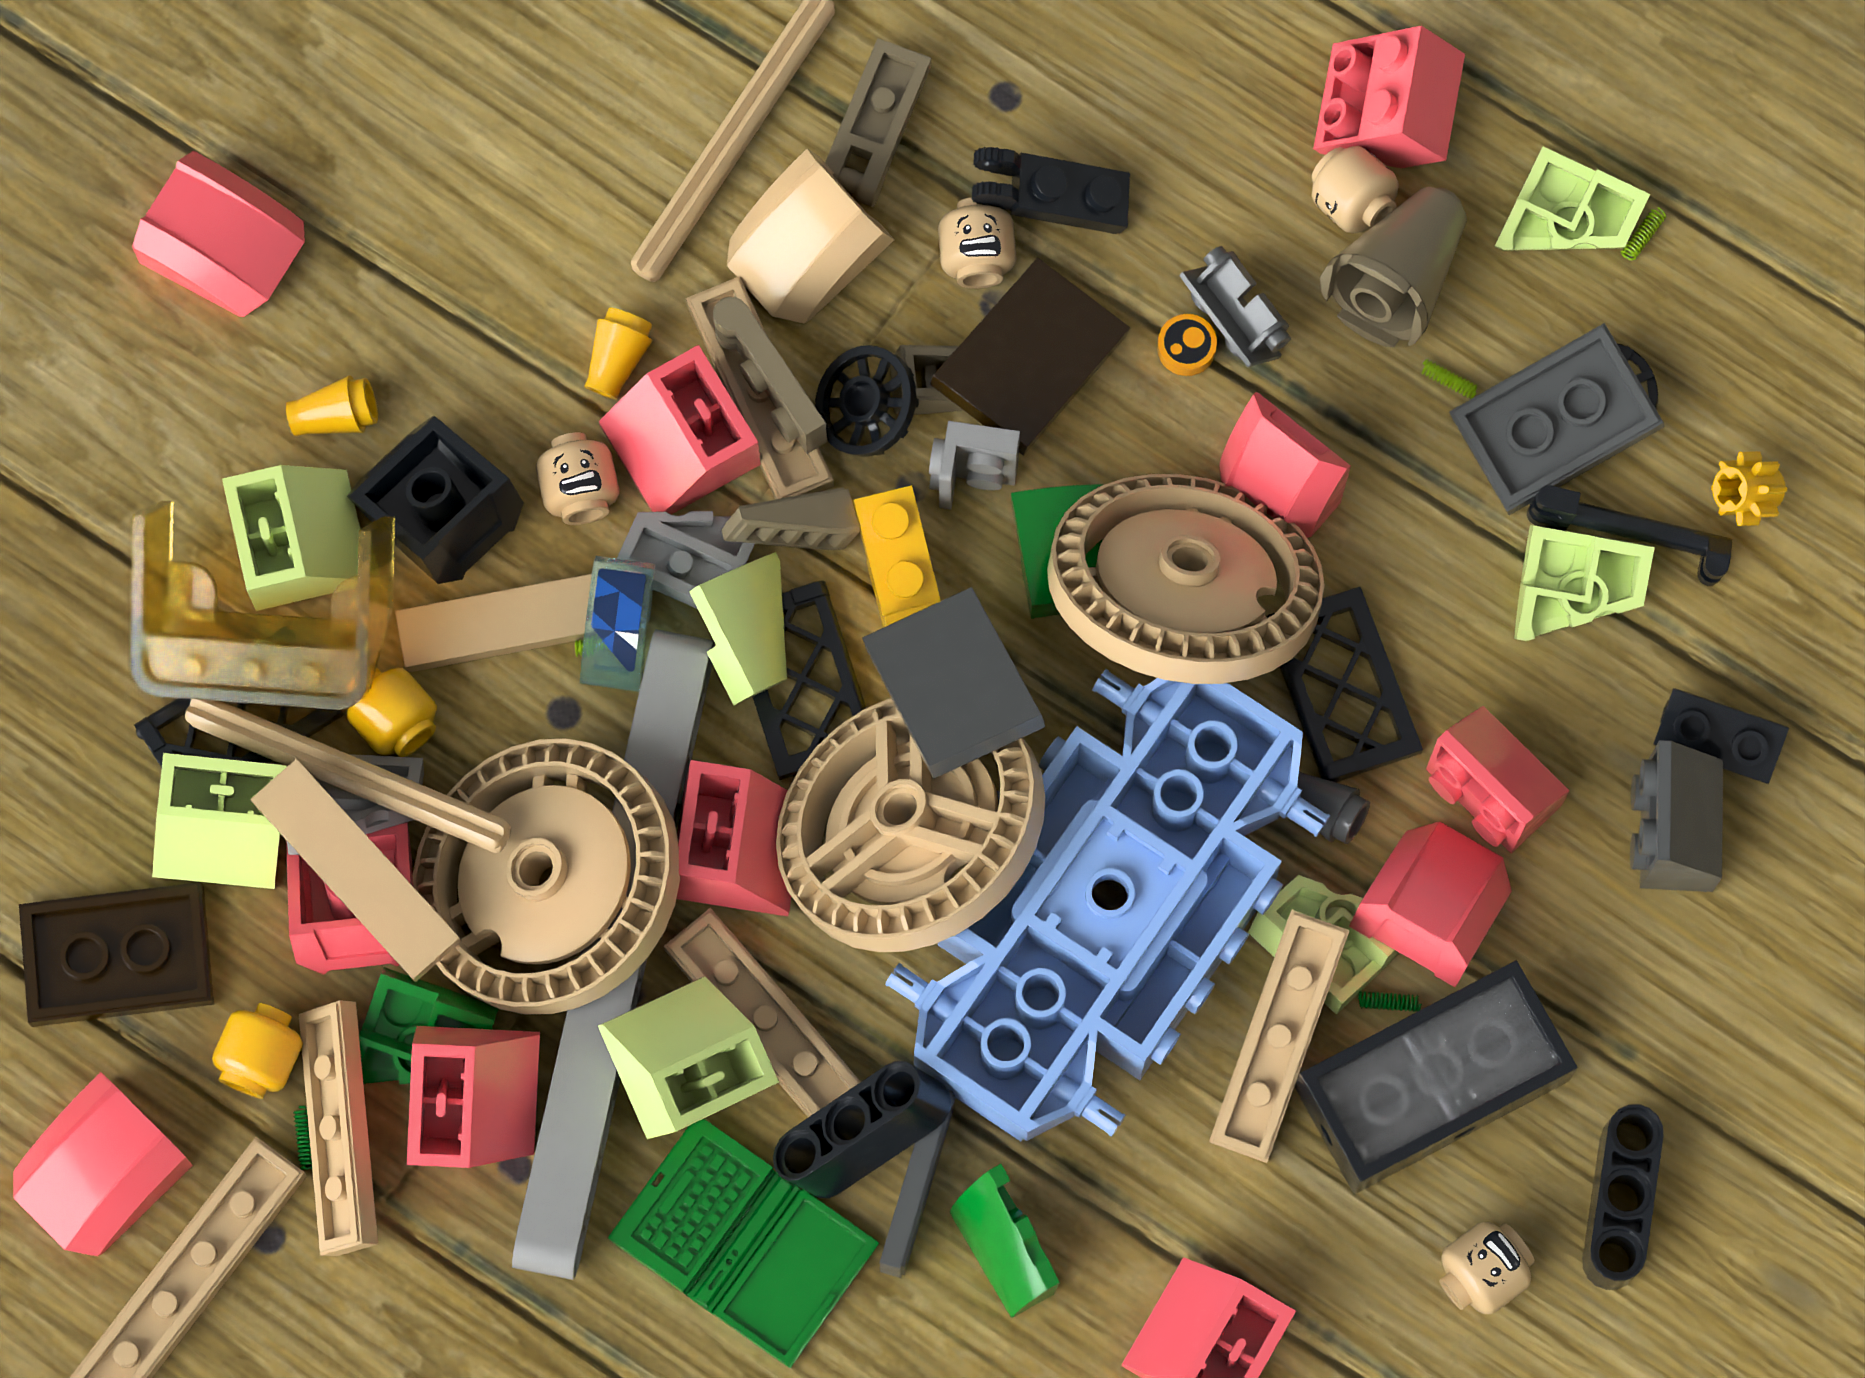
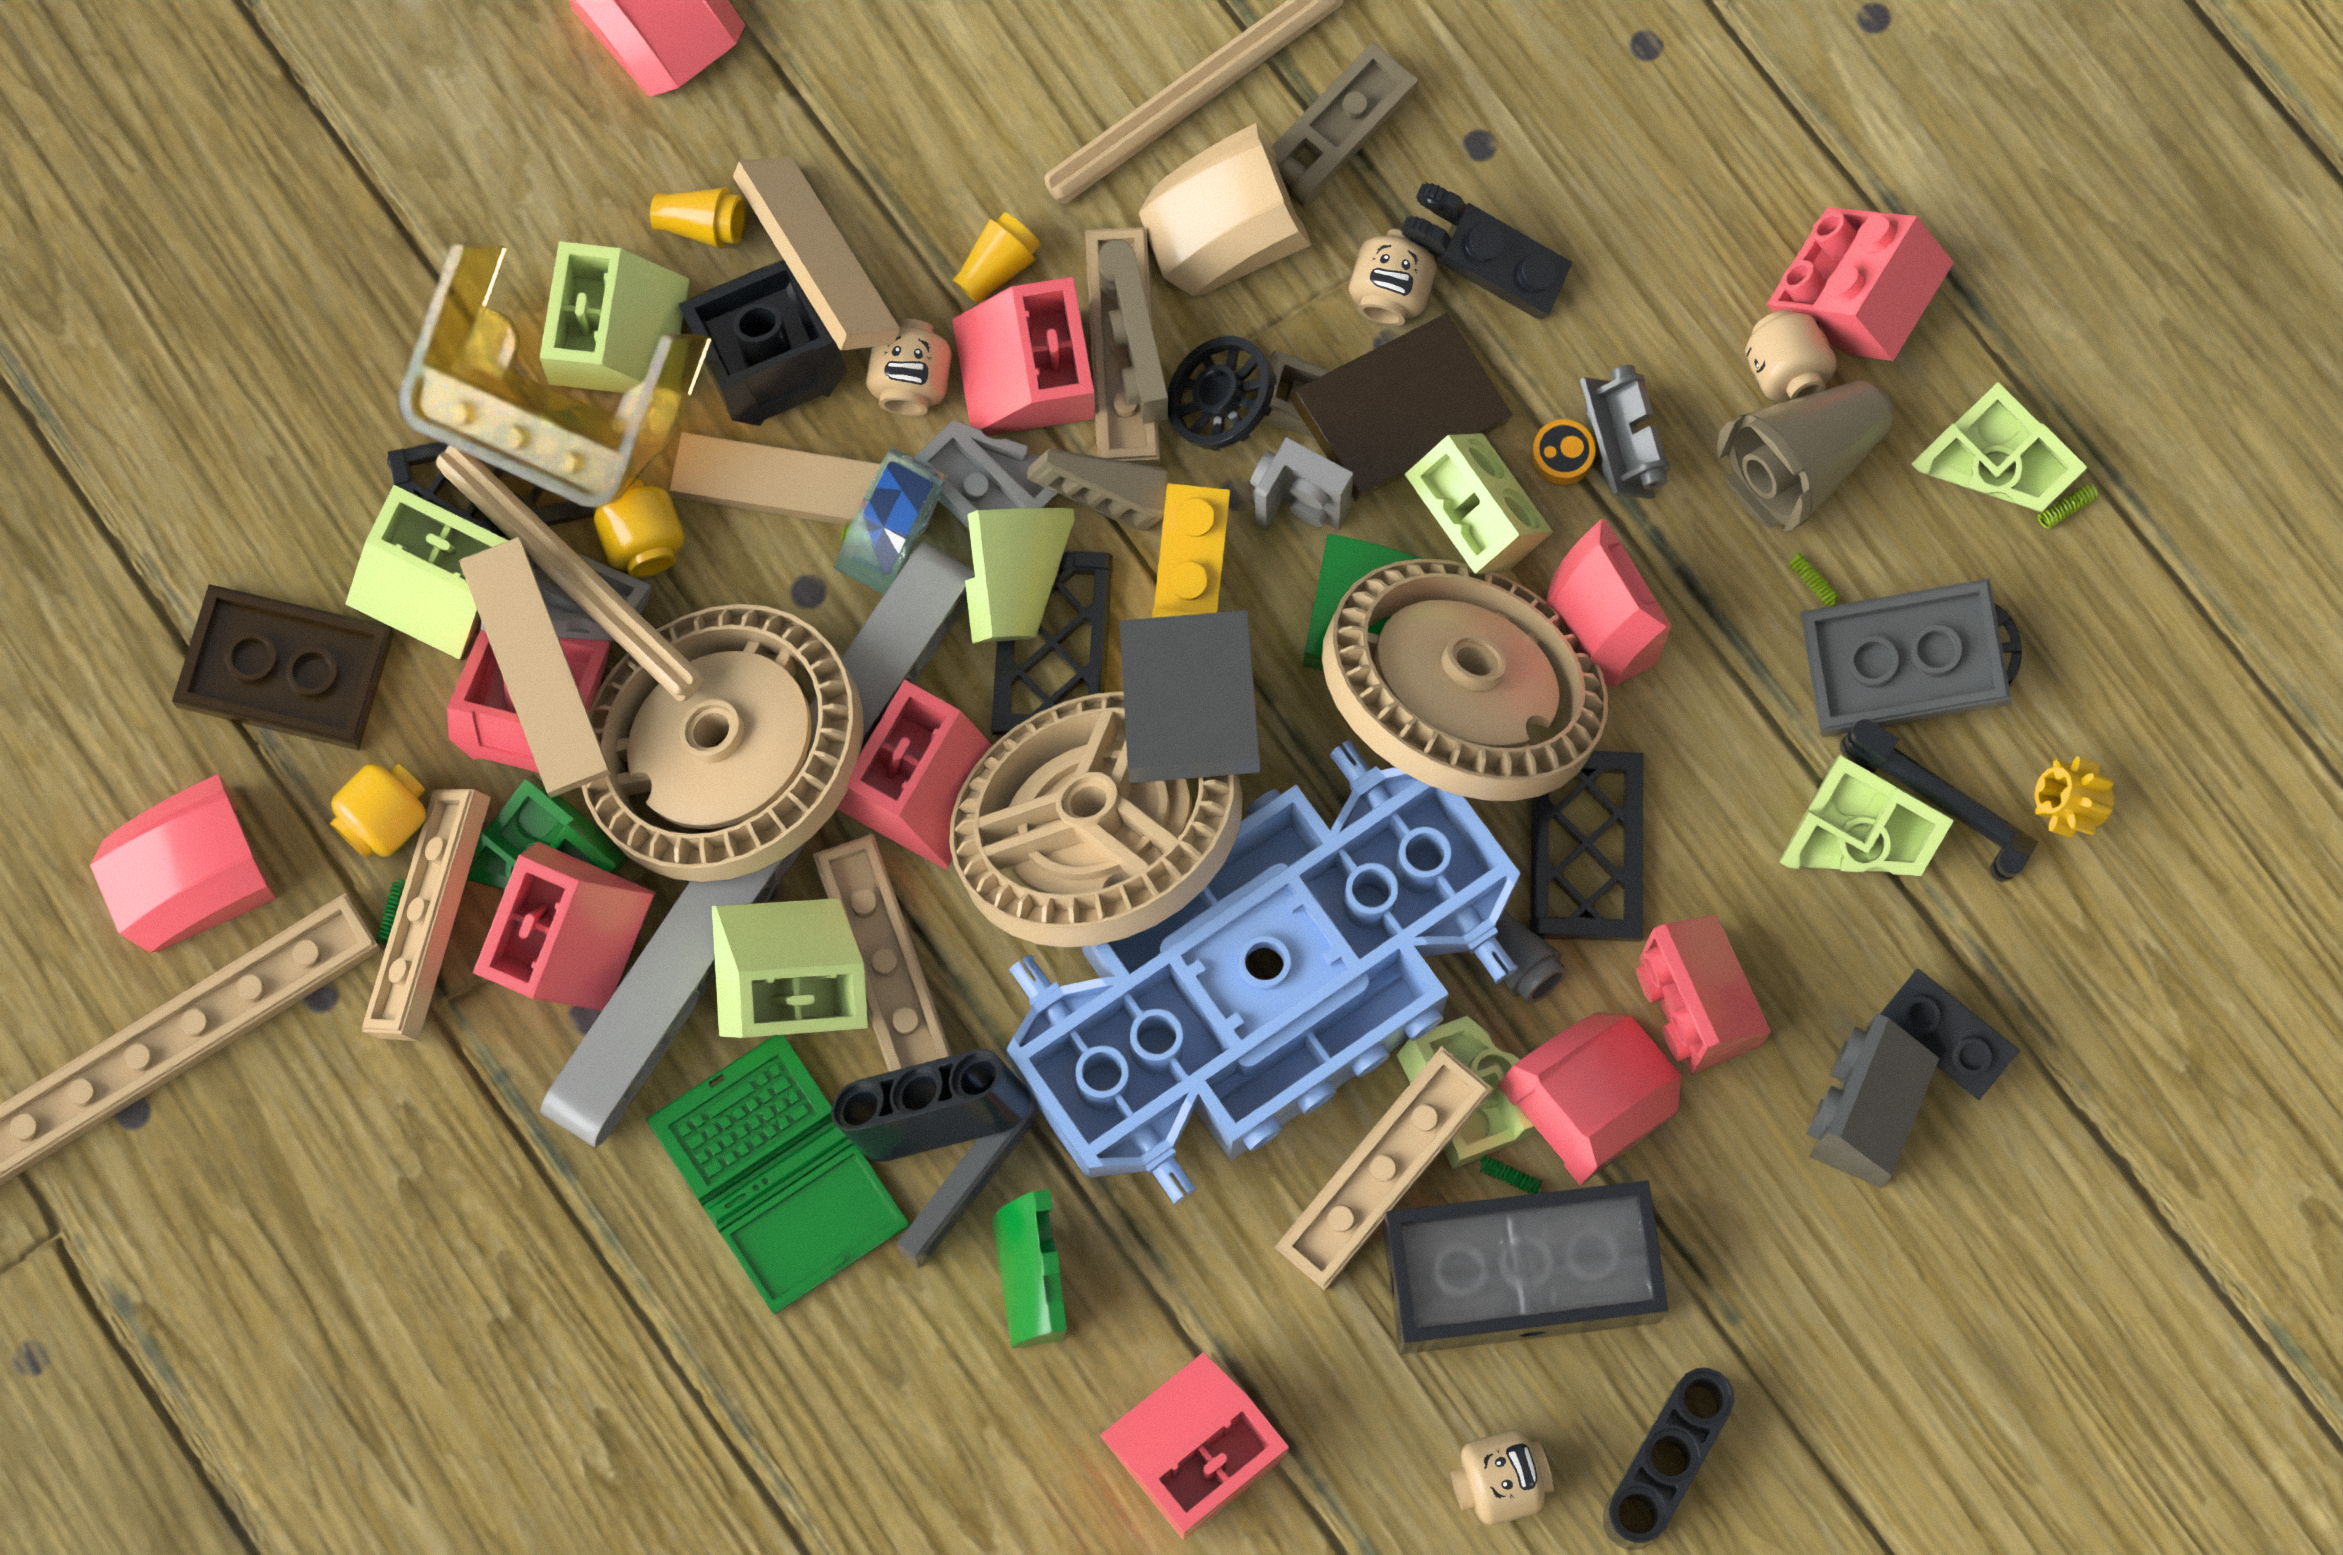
camera: 20 degrees right, 0 degrees up
(456, 405) = (816, 253): none -> tan tile
(1133, 417) = (1478, 503): none -> yellowish green brick

